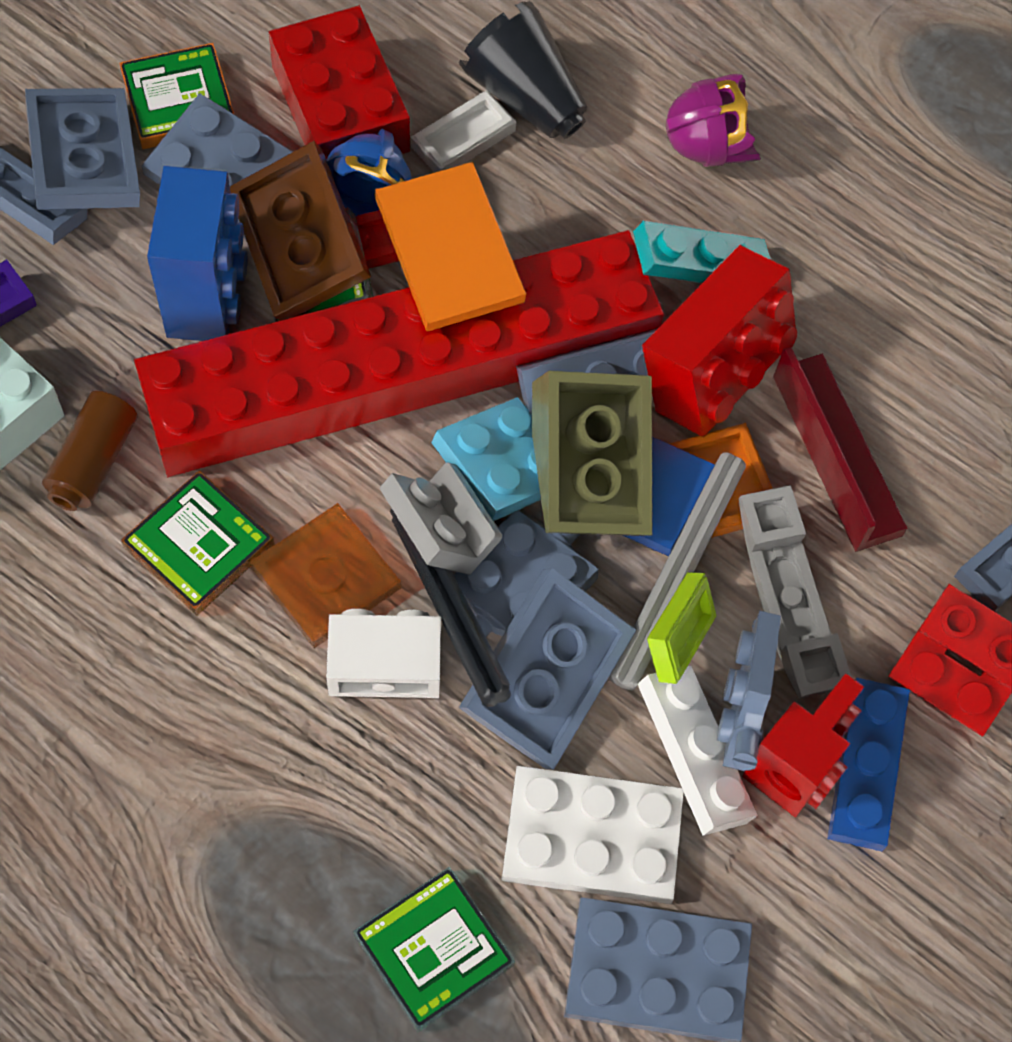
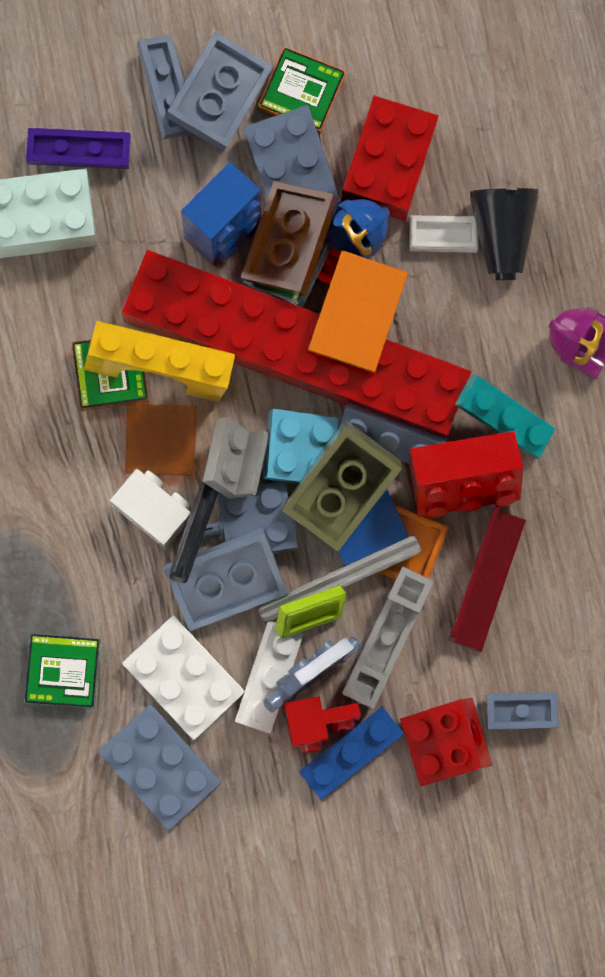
camera: 40 degrees right, 15 degrees up
(89, 451) = (91, 280): reddish brown brick -> none
(189, 477) = (198, 367): none -> yellow arch

